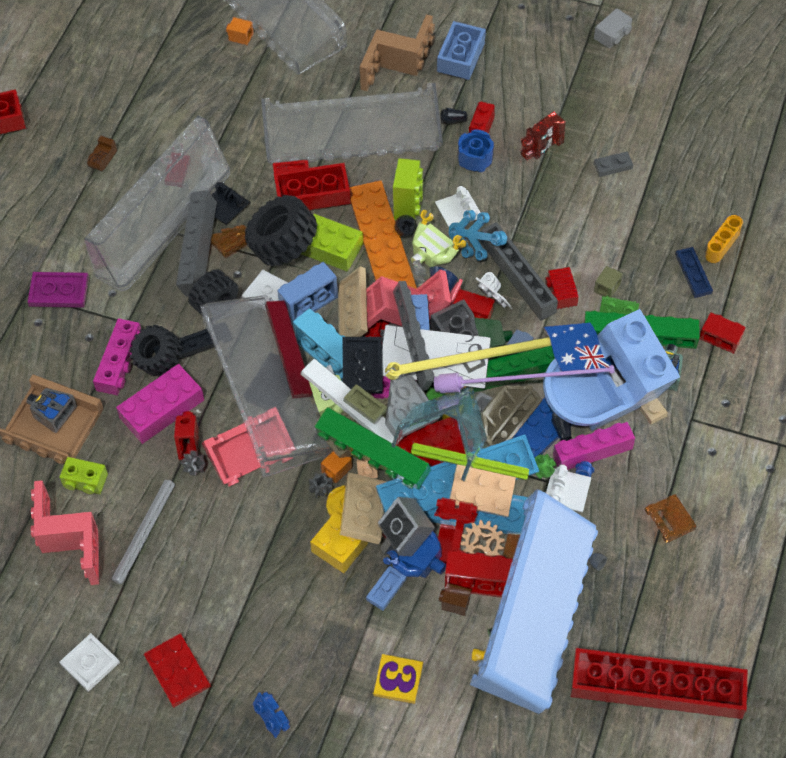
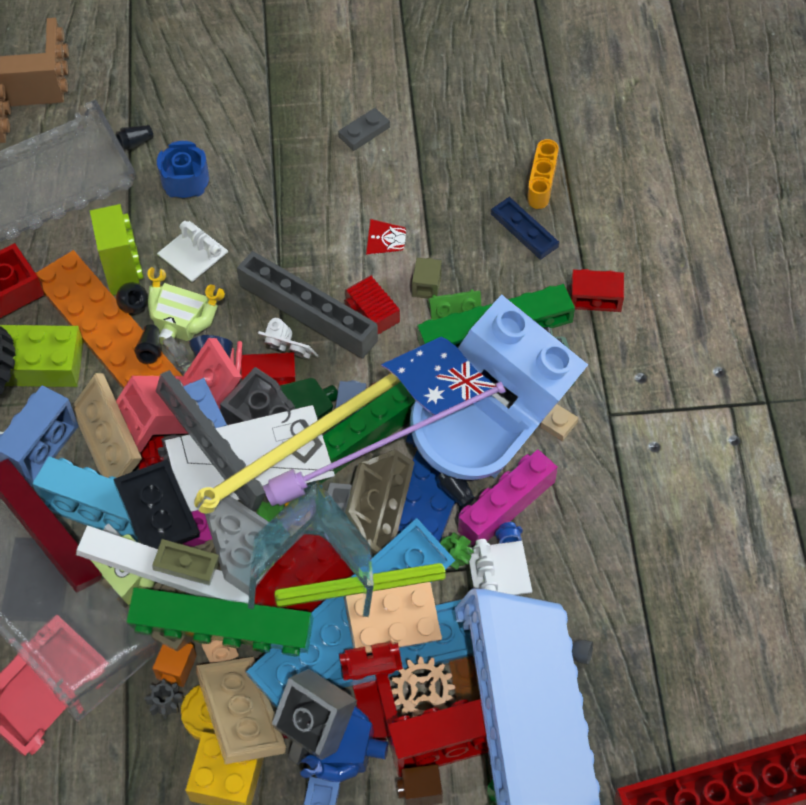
camera: 25 degrees left, 0 degrees up
(402, 261) = (148, 346): none -> black cone
(461, 50) = (109, 51): medium blue brick -> none
(482, 117) = (174, 124): red brick -> none
(497, 238) = (228, 277): dark azure plant -> none
(542, 136) = (262, 122): clear red hips -> none
(593, 245) = (385, 237): none -> red sticker
(675, 515) = (650, 548): clear orange plate -> none

